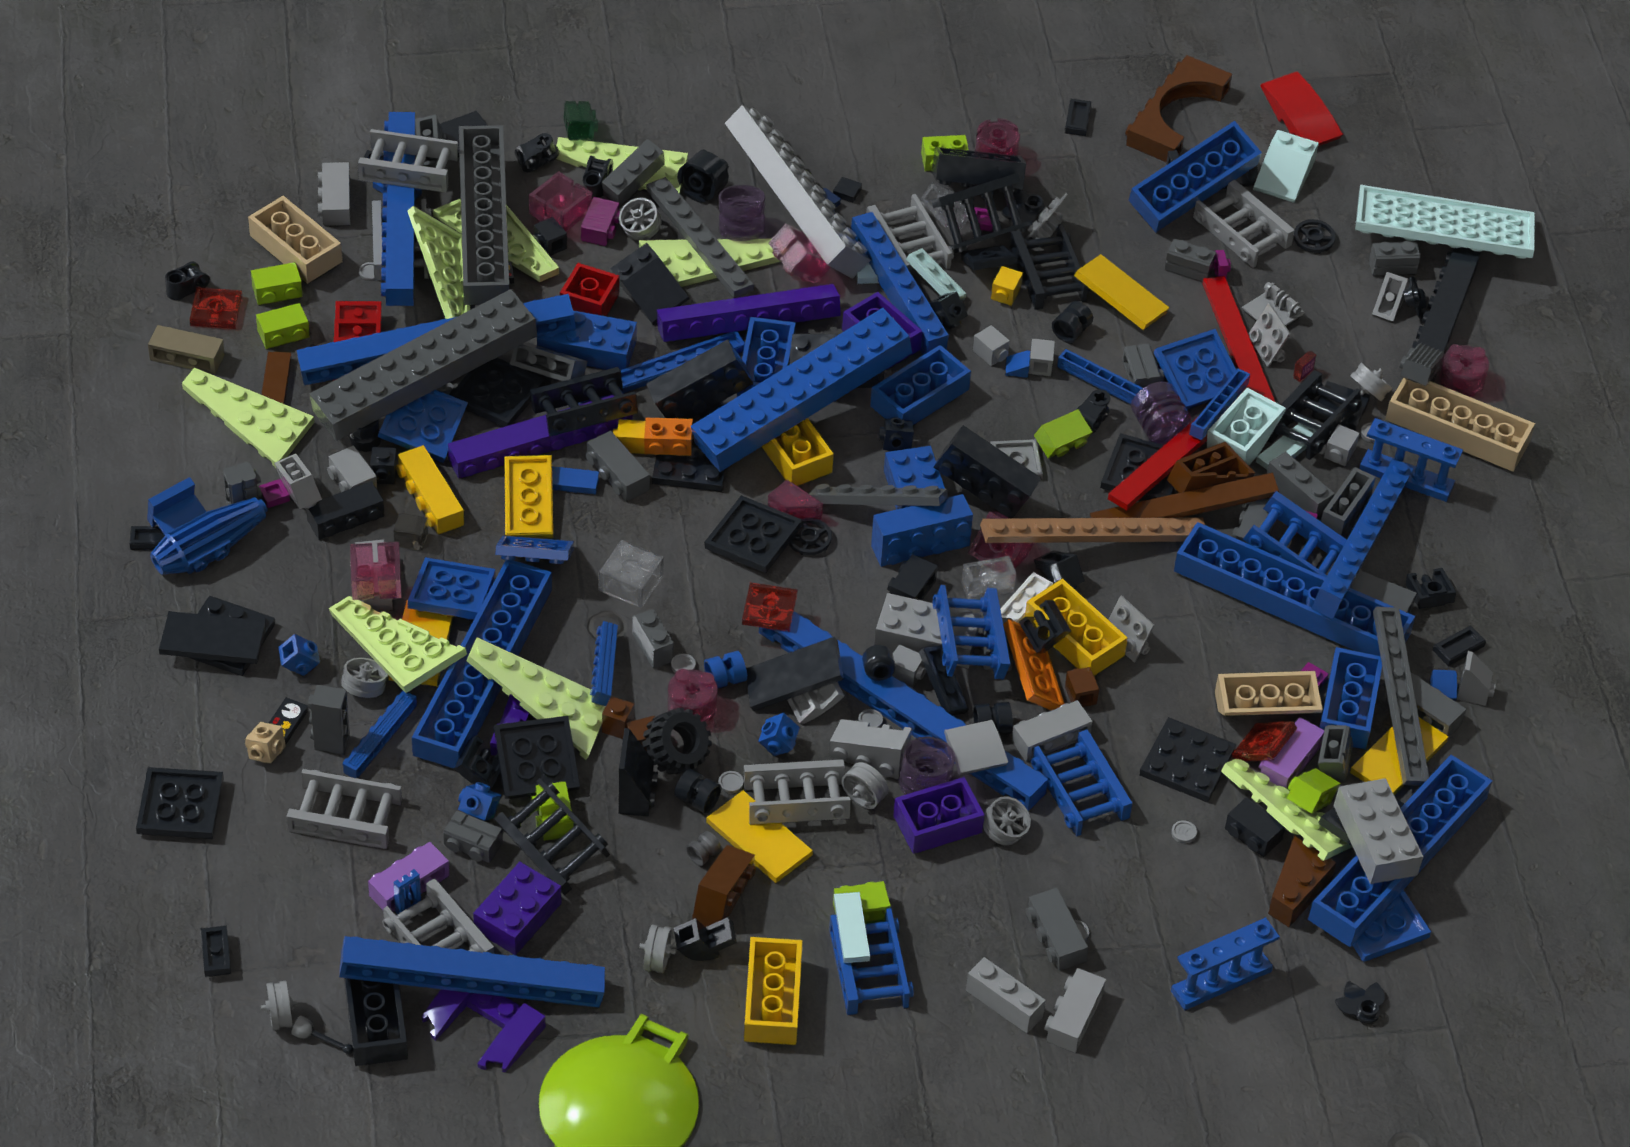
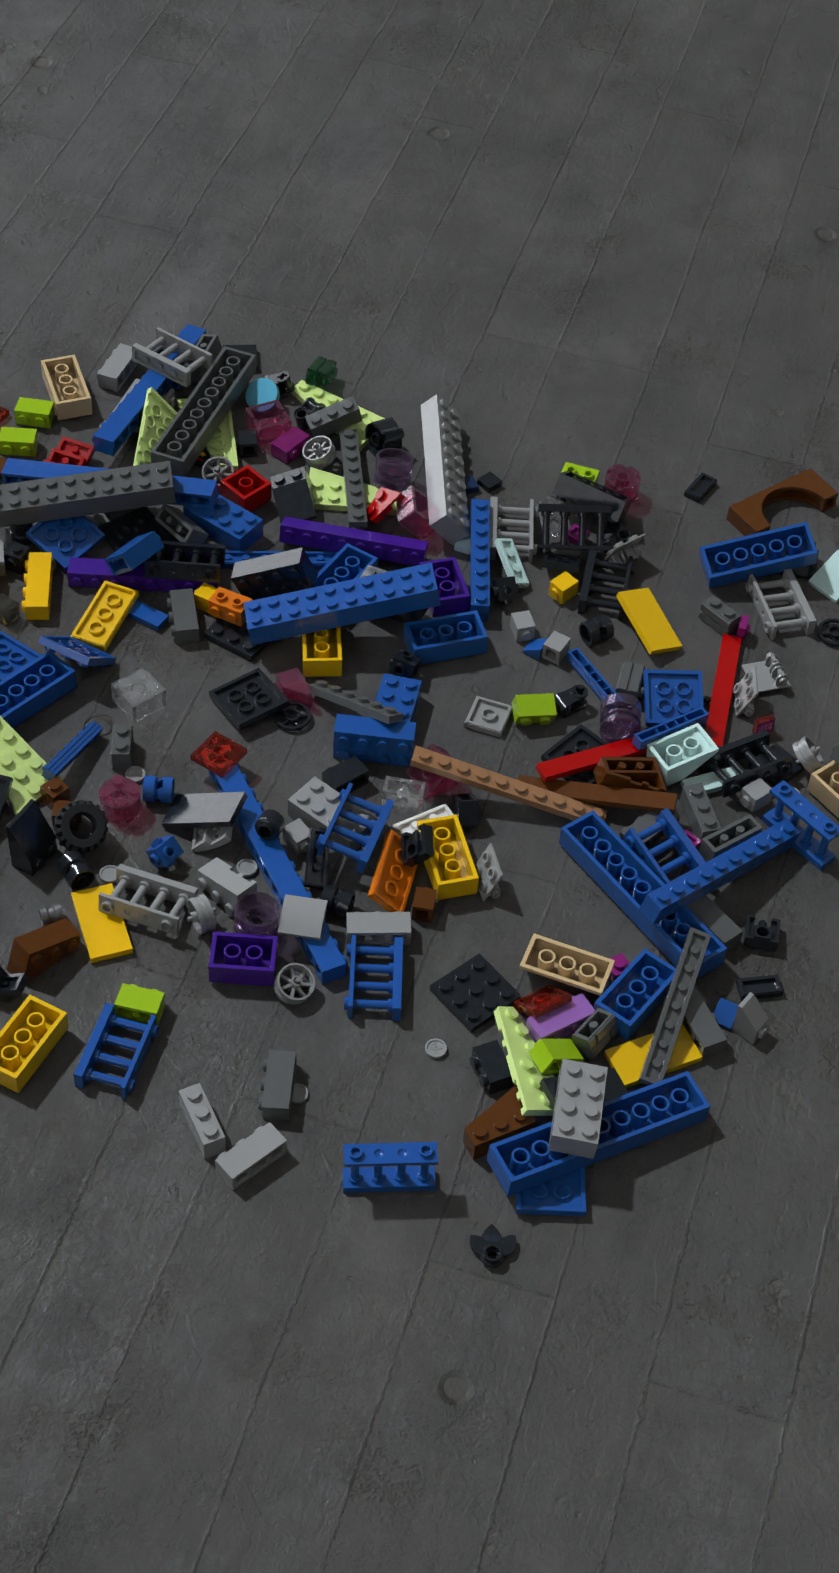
camera: 25 degrees right, 0 degrees up
(529, 170) = (261, 391): none -> medium azure tile
(530, 412) = (134, 553): none -> blue brick
(544, 282) = (218, 472): none -> light grey wheel
(756, 255) = (382, 504): none -> red wing
(851, 927) = (112, 1018): light aqua tile -> none
(987, 472) = (448, 714): black brick -> none

